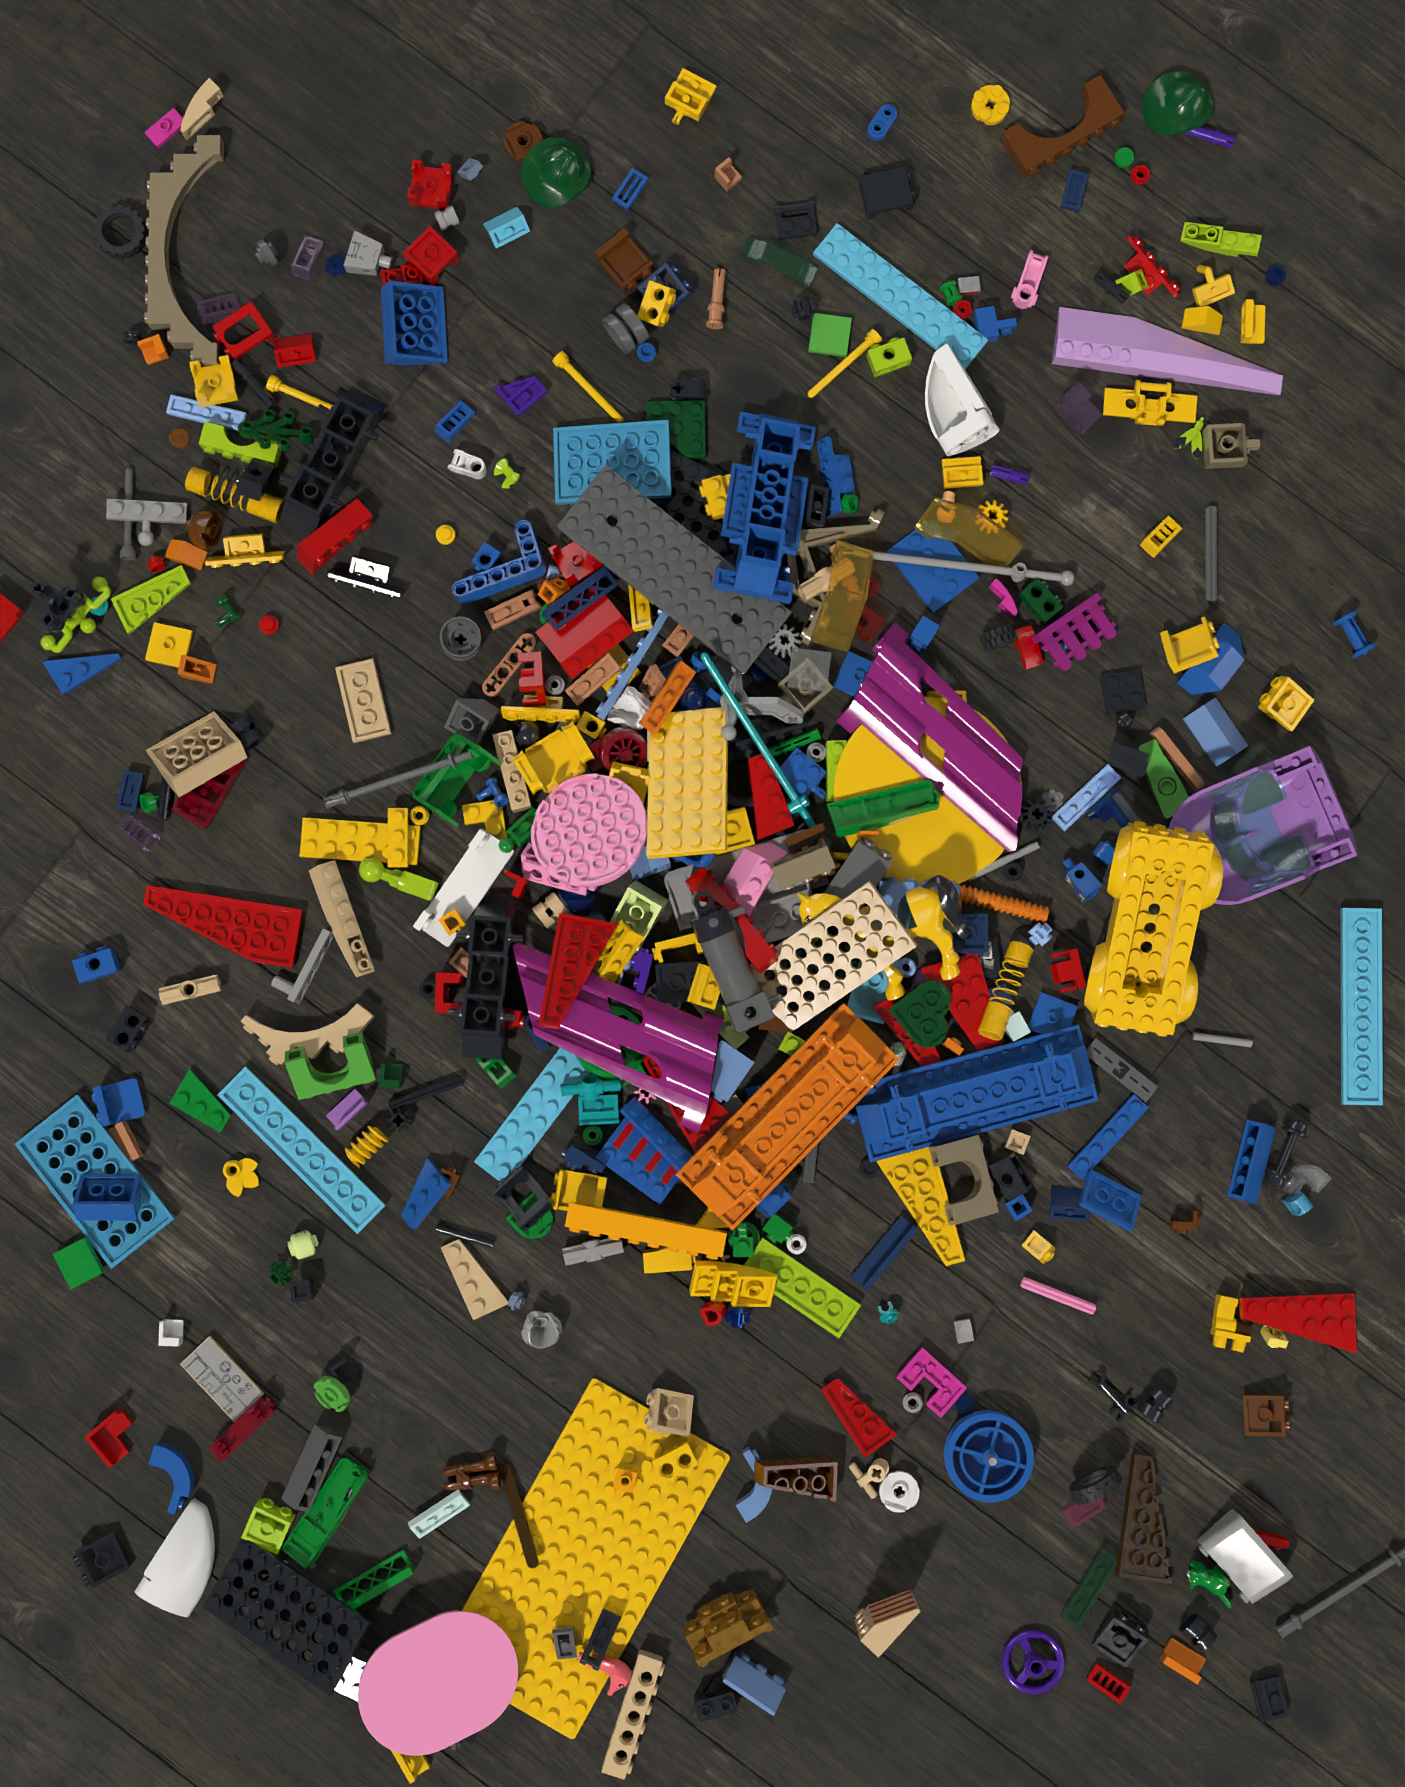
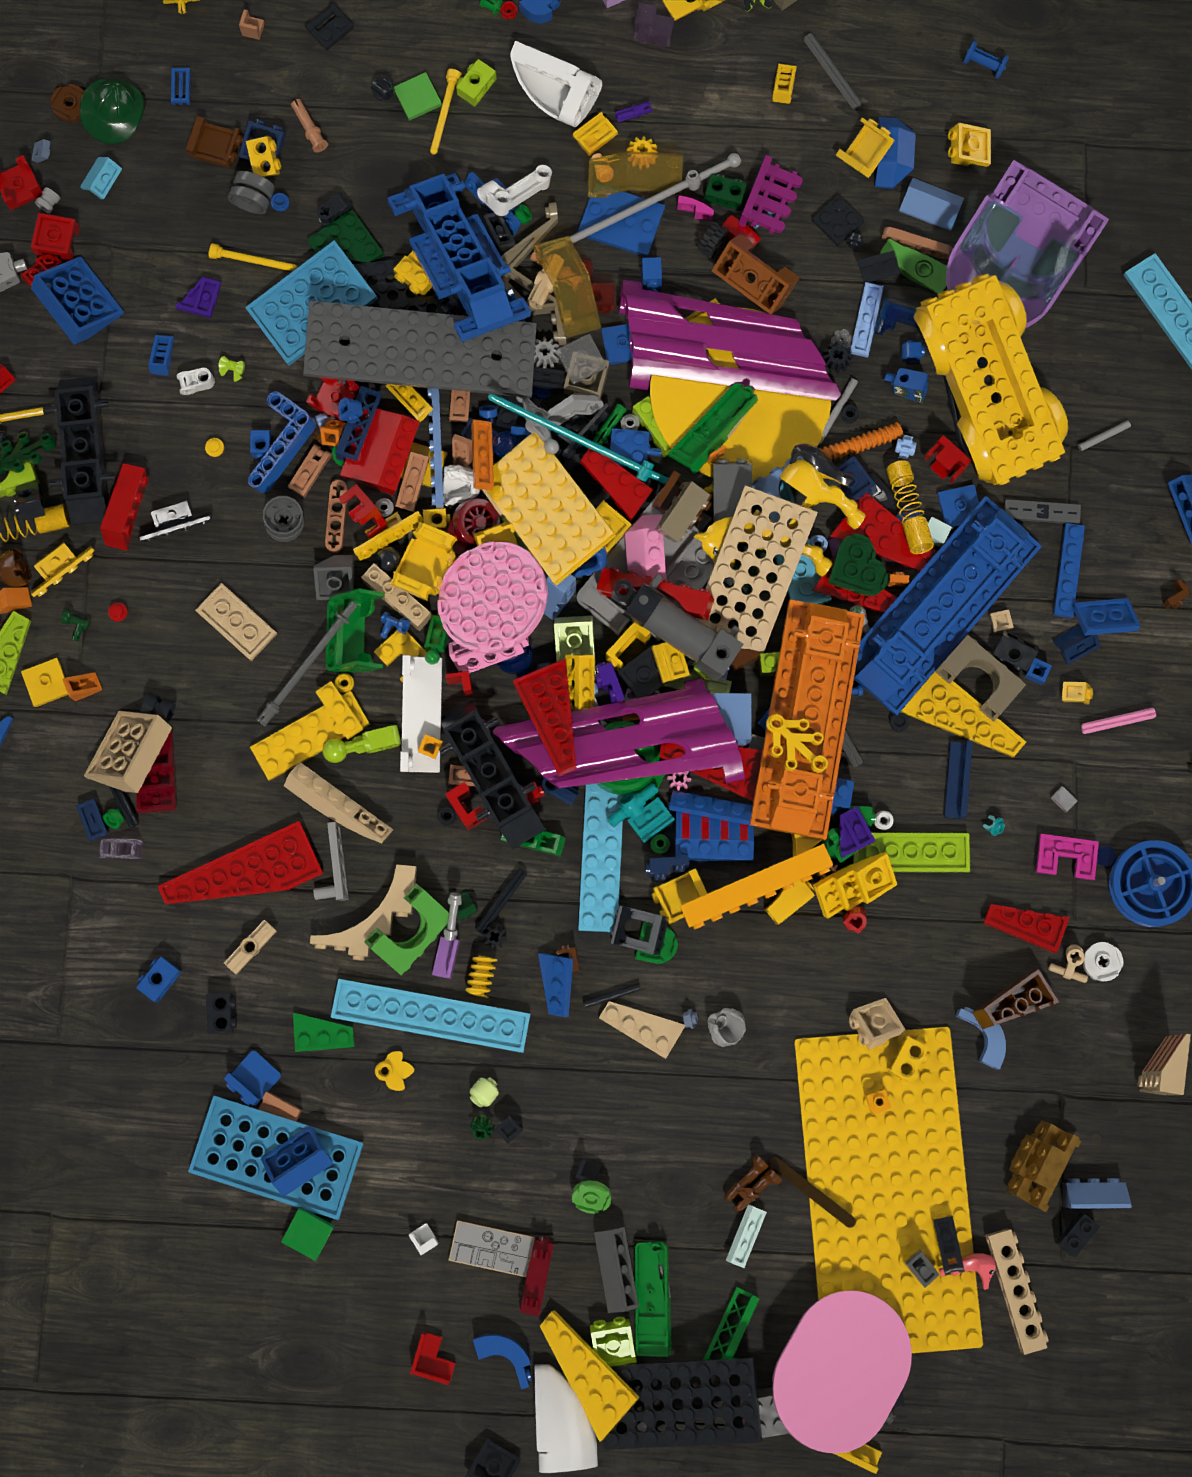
camera: 30 degrees left, 5 degrees down
(230, 1550) = (595, 1383): none -> yellow wing
(384, 1068) = (450, 932): none -> light grey bar
(555, 905) = (505, 680): tan wheel -> none
(578, 583) = (350, 410): none -> blue plate
(592, 1250) = (724, 935): light grey piece -> none
(738, 1317) = (877, 909): clear blue gear -> none
(758, 1131) = (794, 741): none -> yellow plant
(760, 1239) = (853, 832): none -> dark purple wing
(779, 259) = (337, 63): clear green slope -> none
(872, 482) = (503, 200): none -> white piece
(898, 295) = (449, 31): medium azure plate -> none
(915, 1408) = (1069, 883): light grey plate -> none
(1016, 715) = (769, 288): none -> dark orange plate

